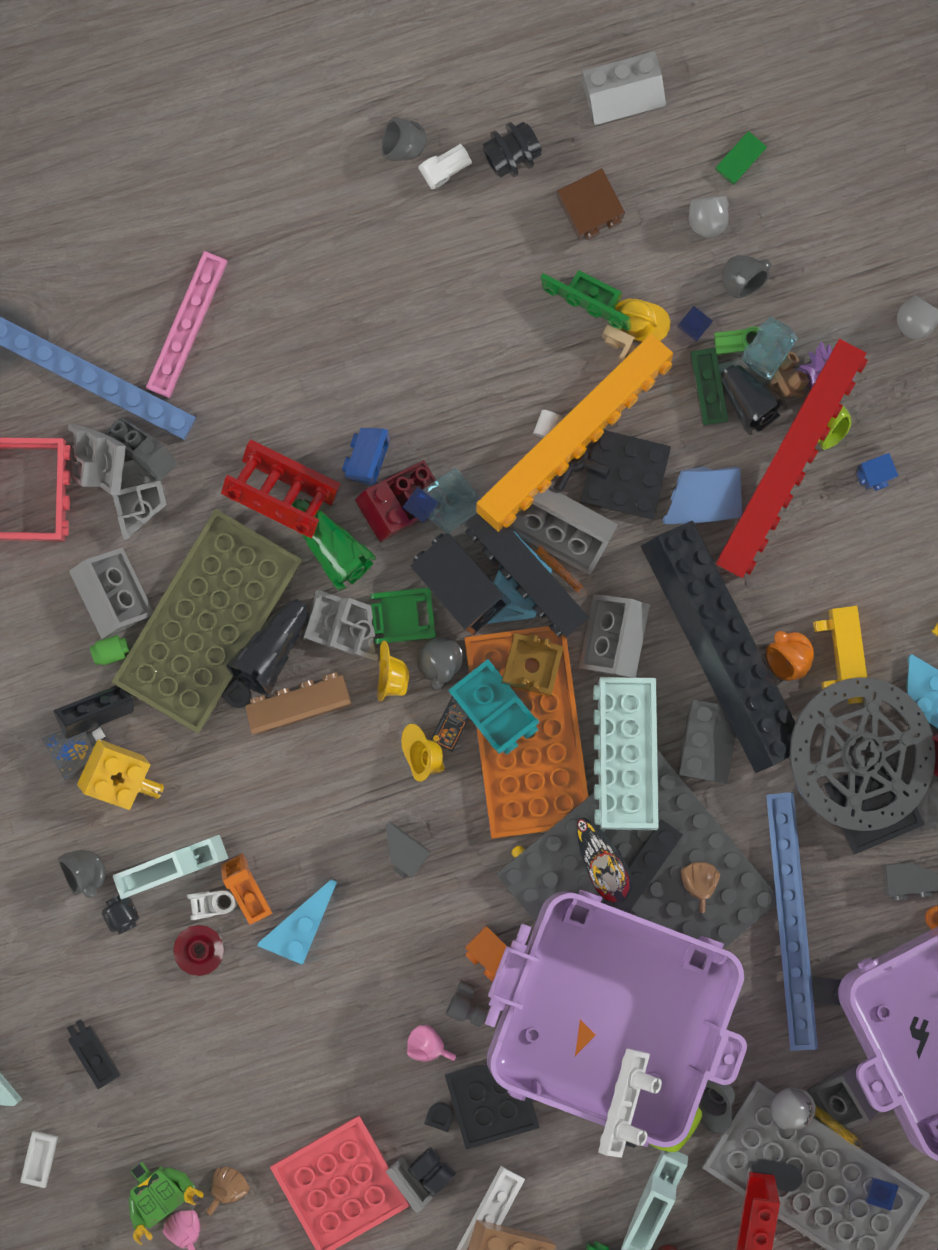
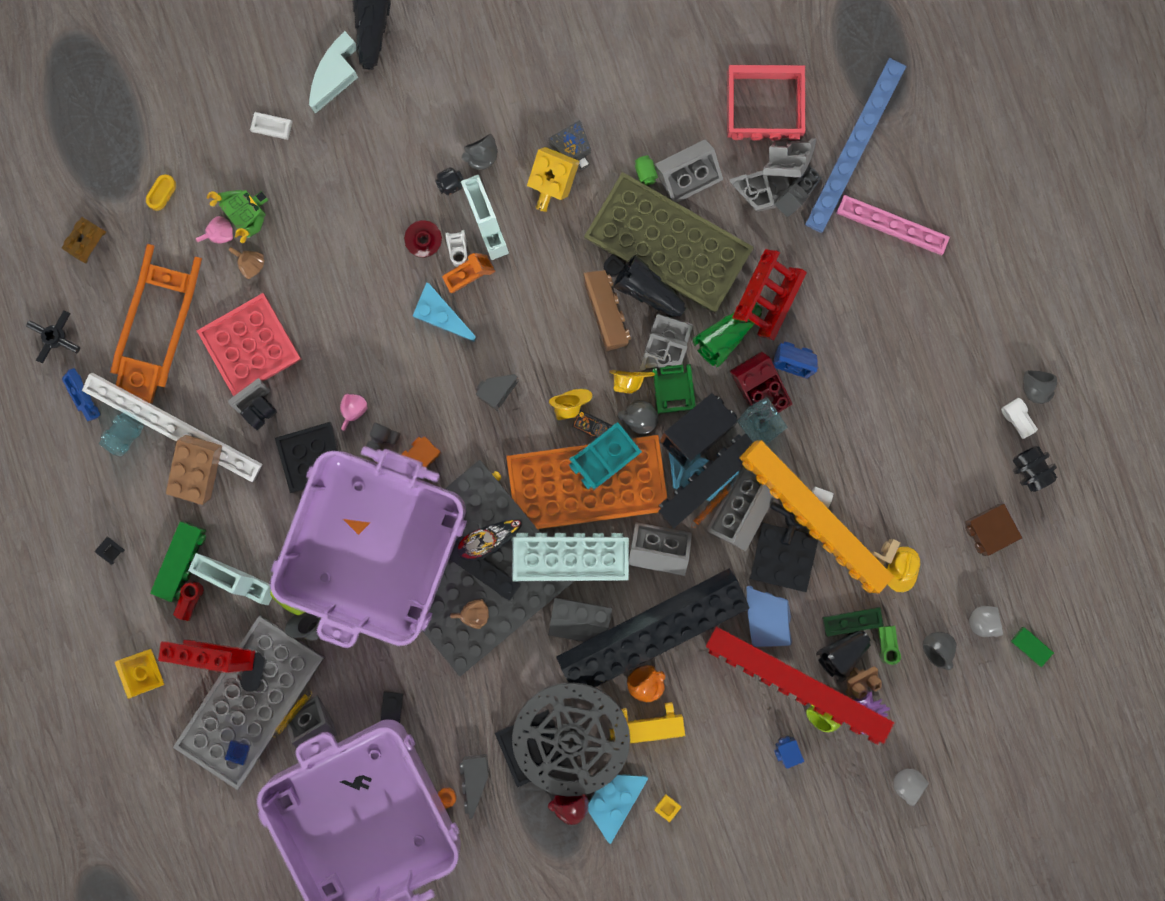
camera: 95 degrees right, 0 degrees up
(92, 1054) = (346, 162): black hinge -> none
(94, 711) = (600, 158): black slope -> none
(420, 505) = (758, 399): clear blue plate -> none
(439, 1116) = (299, 419): black tile -> none
(544, 652) = (644, 497): pearl gold piece -> none
(591, 295) = (922, 530): green bracket -> none
(620, 1114) = (299, 551): white plate -> none
(624, 88) = (1084, 556): light grey slope -> none
(695, 323) = (901, 611): clear blue plate -> none
(769, 347) = (885, 668): clear light blue brick -> none
(792, 922) = (443, 684): medium blue plate -> none
(792, 1108) = (301, 684): light grey helmet -> none

